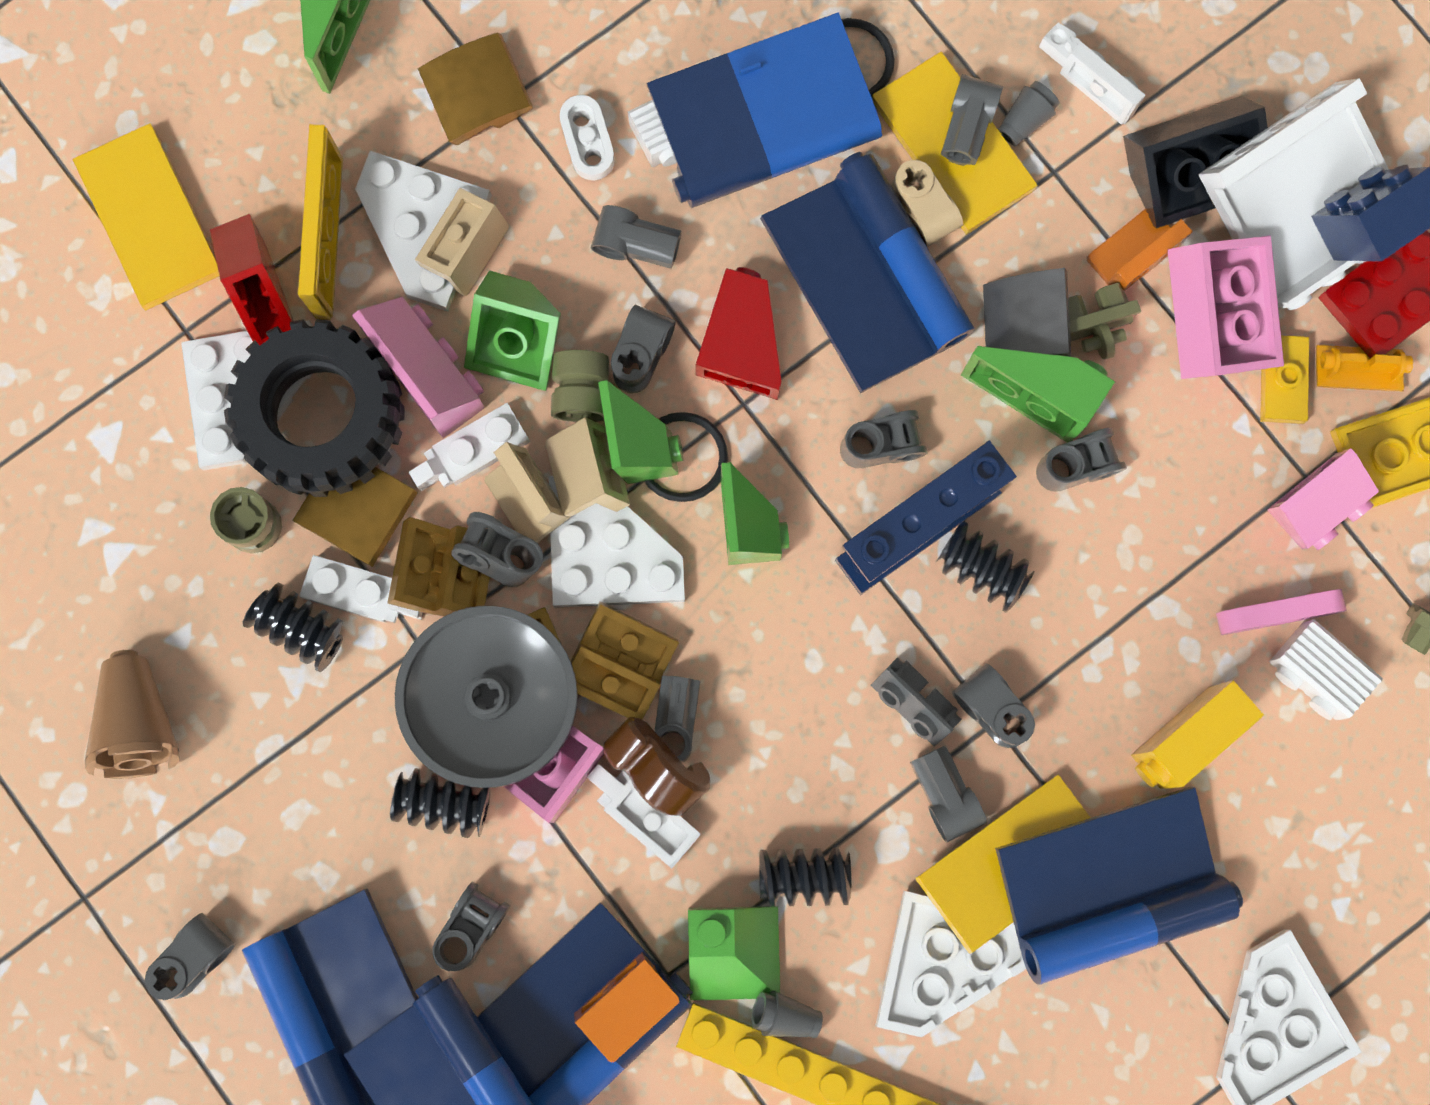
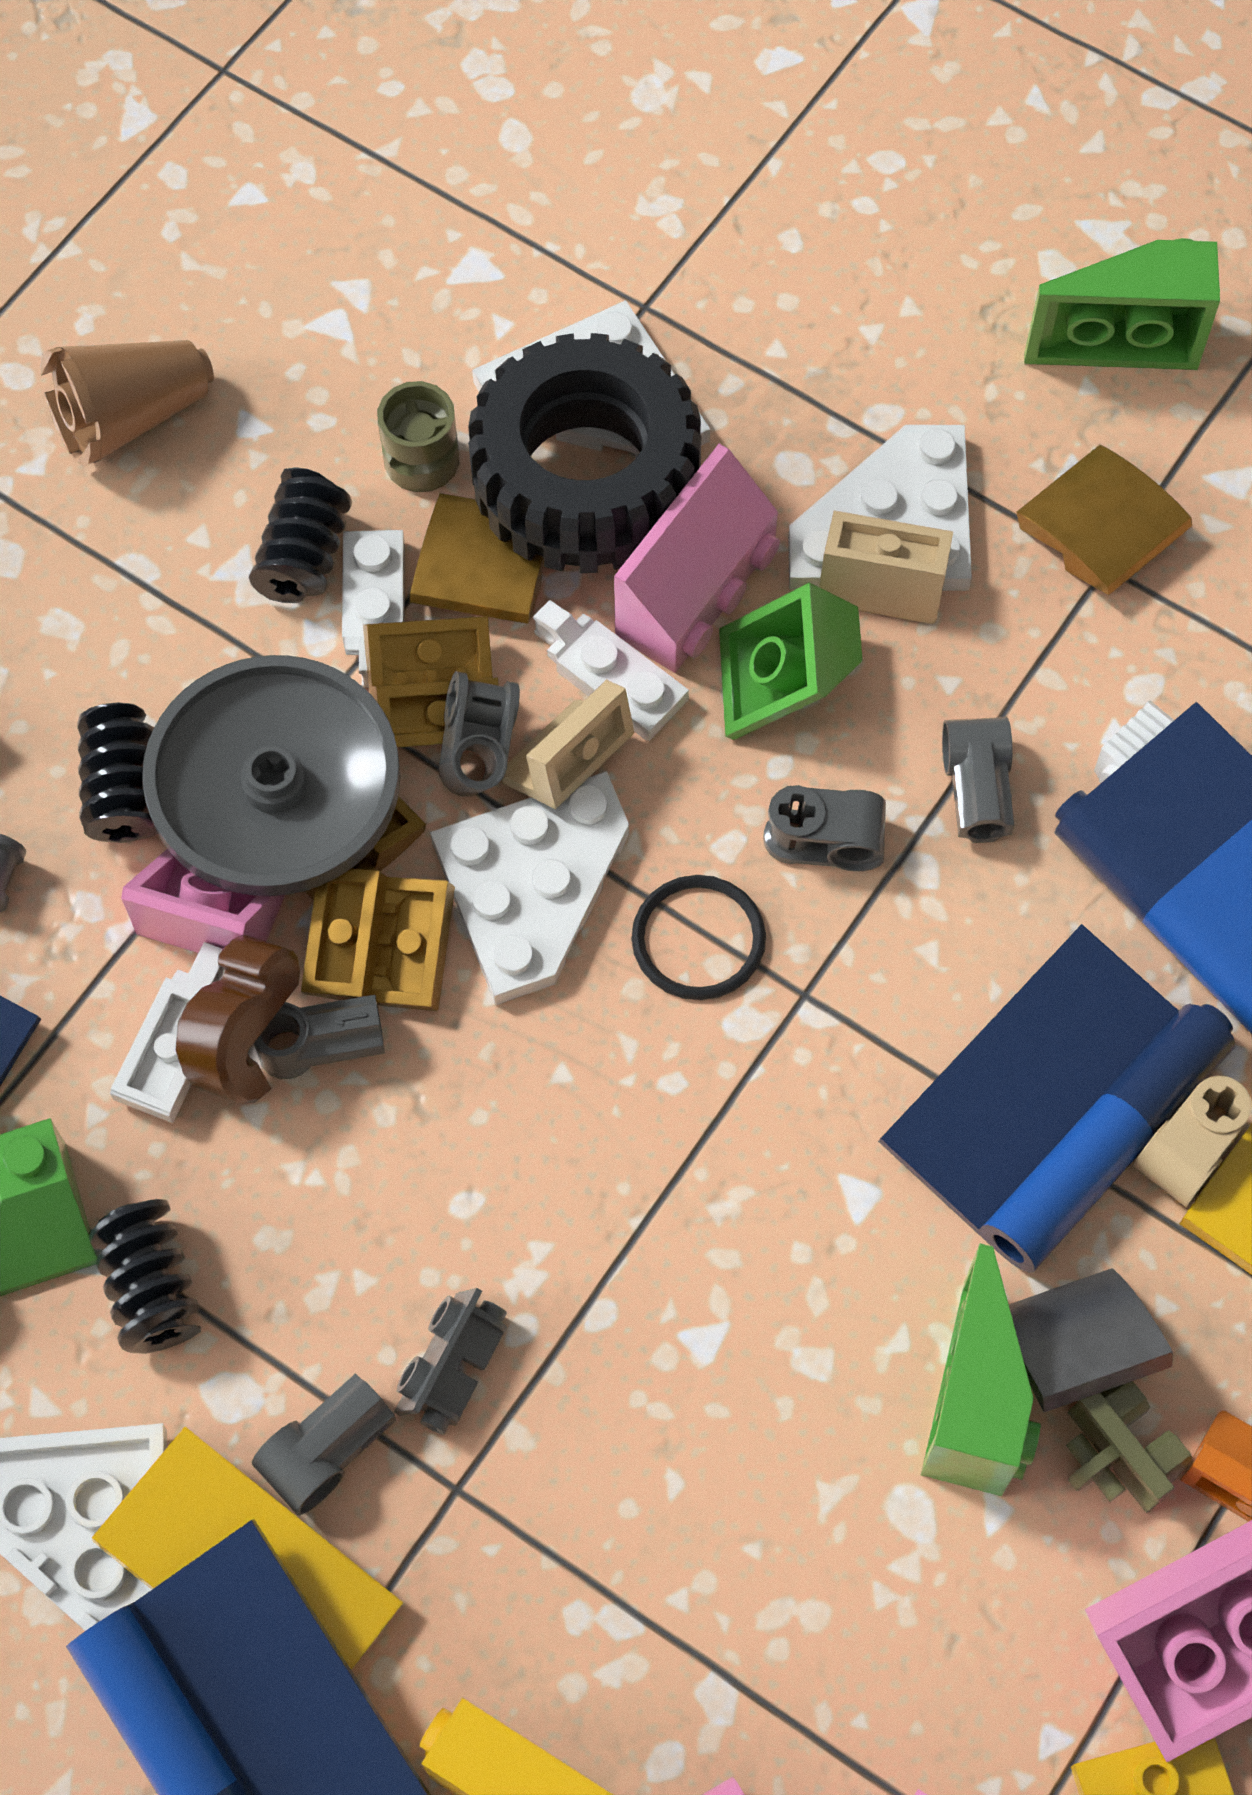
camera: 75 degrees right, 15 degrees down
(147, 216) = (773, 218): yellow tile -> none
(250, 277) = (736, 334): red slope -> none
(320, 223) = (837, 388): yellow tile -> none
(579, 388) = (742, 766): olive wheel -> none
(584, 469) = (632, 811): tan panel -> none
(587, 139) = (1093, 675): white plate -> none
(637, 440) = (693, 848): bright green slope -> none
(741, 336) = (898, 951): red slope -> none
(750, 521) = (628, 1031): bright green slope -> none
(892, 440) = (825, 1203): dark grey piece -> none
(924, 517) = (714, 1266): dark blue fence -> none
(985, 566) = (676, 1393): black piece -> none
(989, 699) = (479, 1465): dark grey piece -> none
(1087, 460) = (899, 1493): dark grey piece -> none

